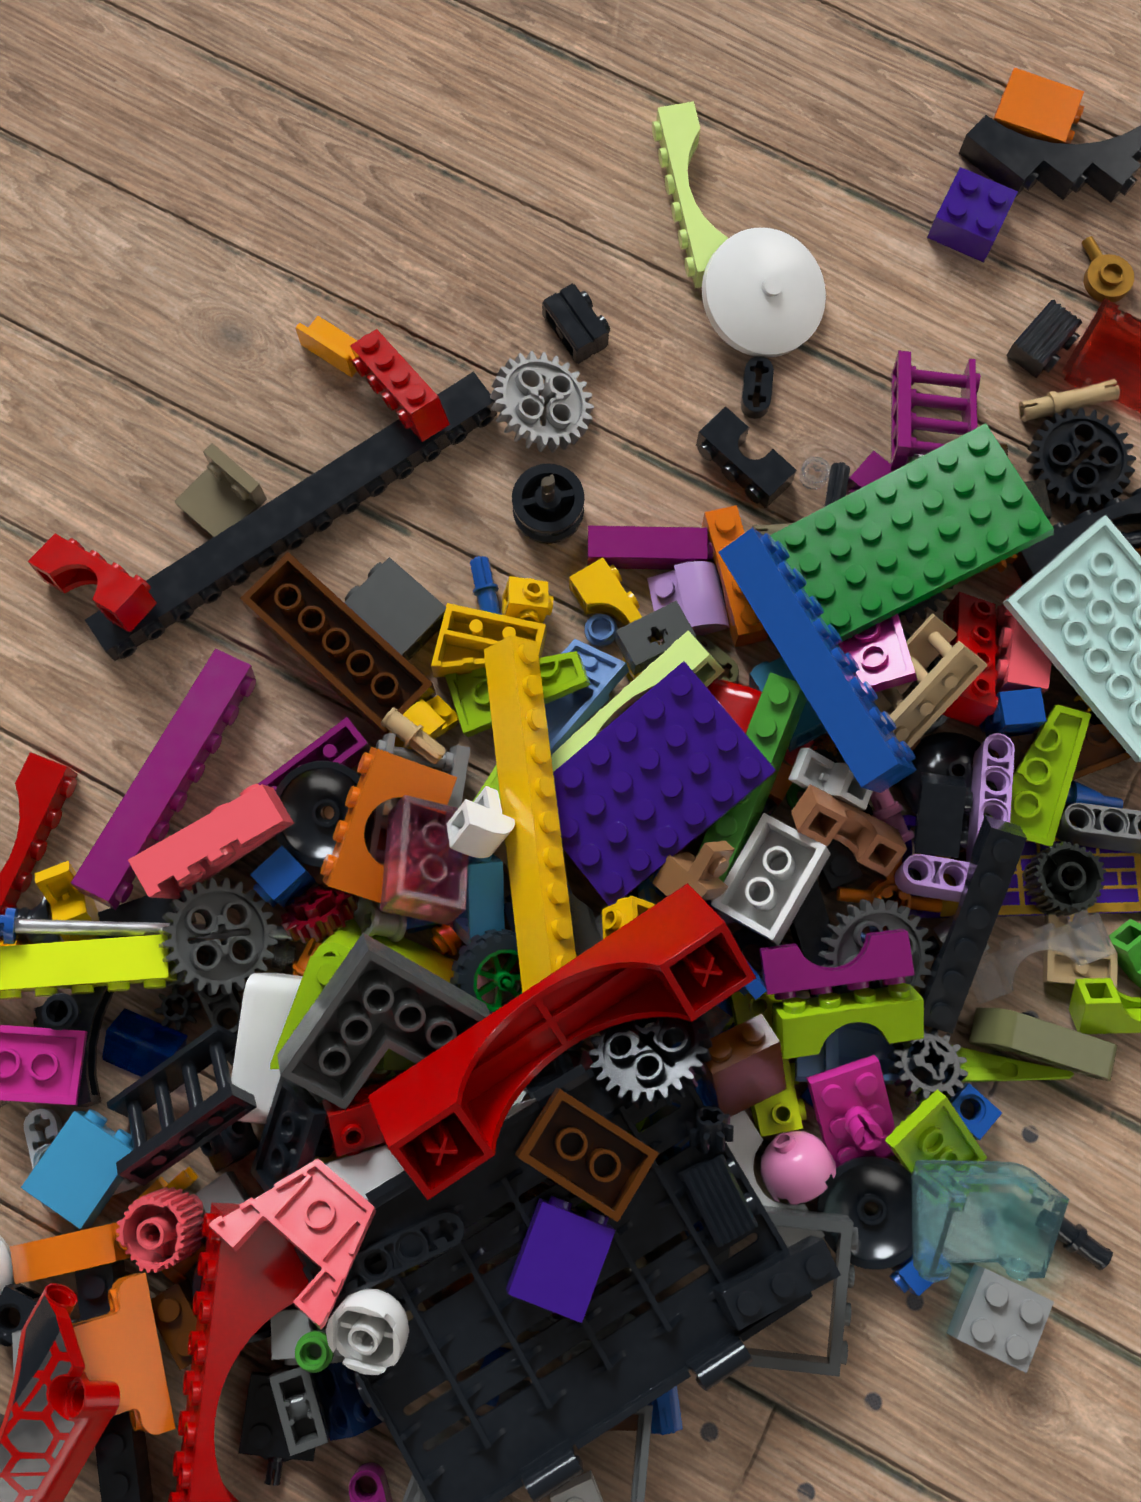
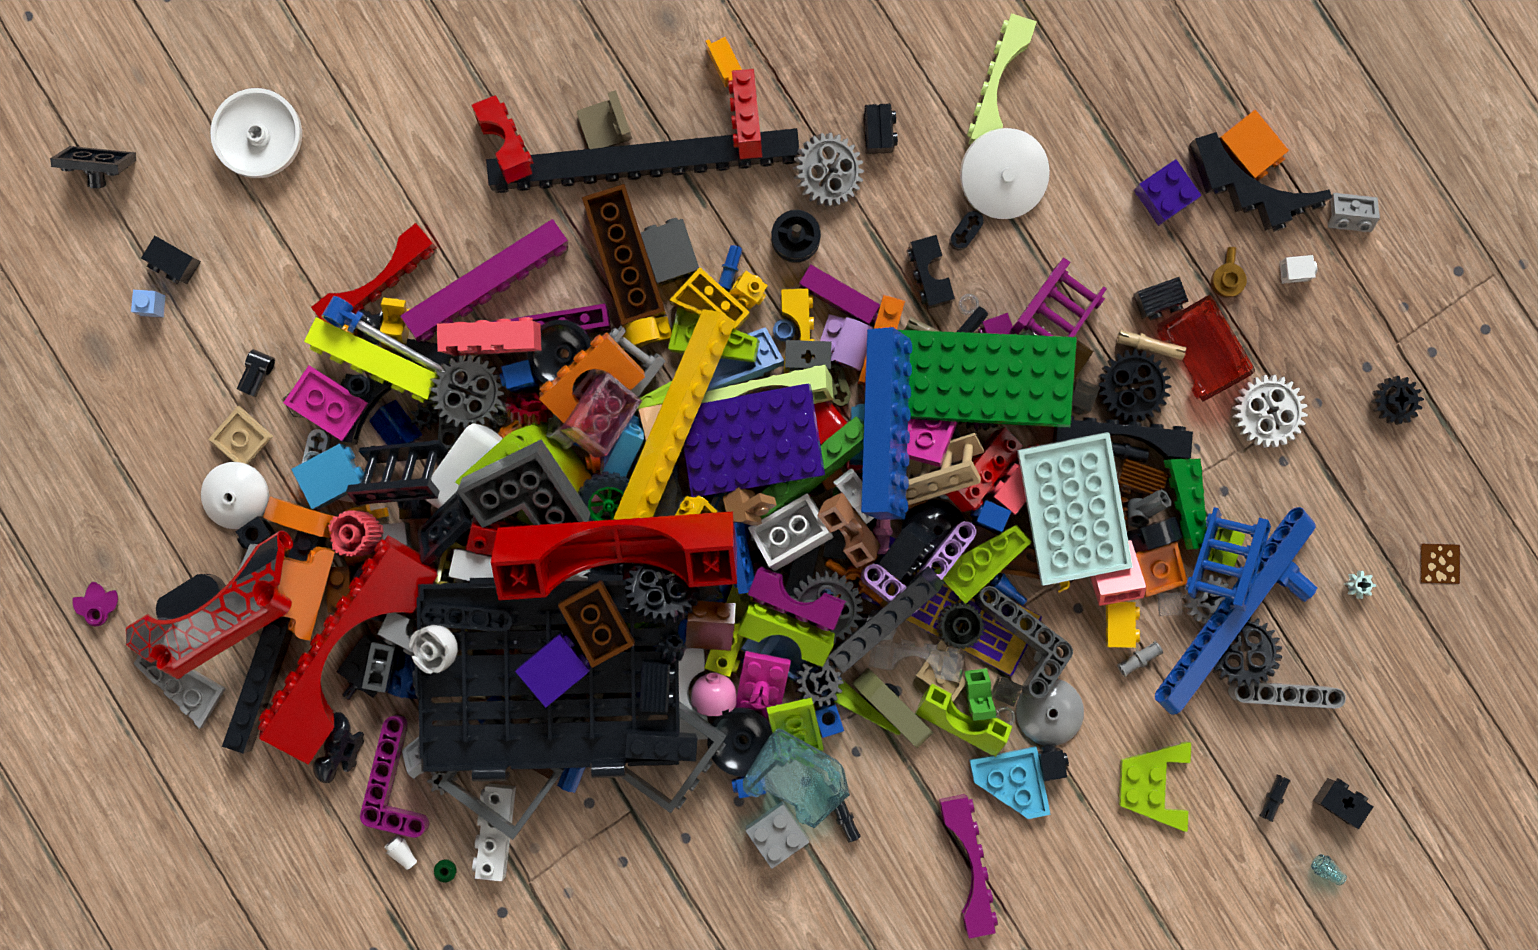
camera: 30 degrees right, 10 degrees up
(305, 1359) = (394, 643): bright green plate -> none
(319, 1218) = (438, 576): coral wing -> none
(413, 736) = (636, 337): tan axle -> none
(479, 825) = (641, 412): white brick -> none

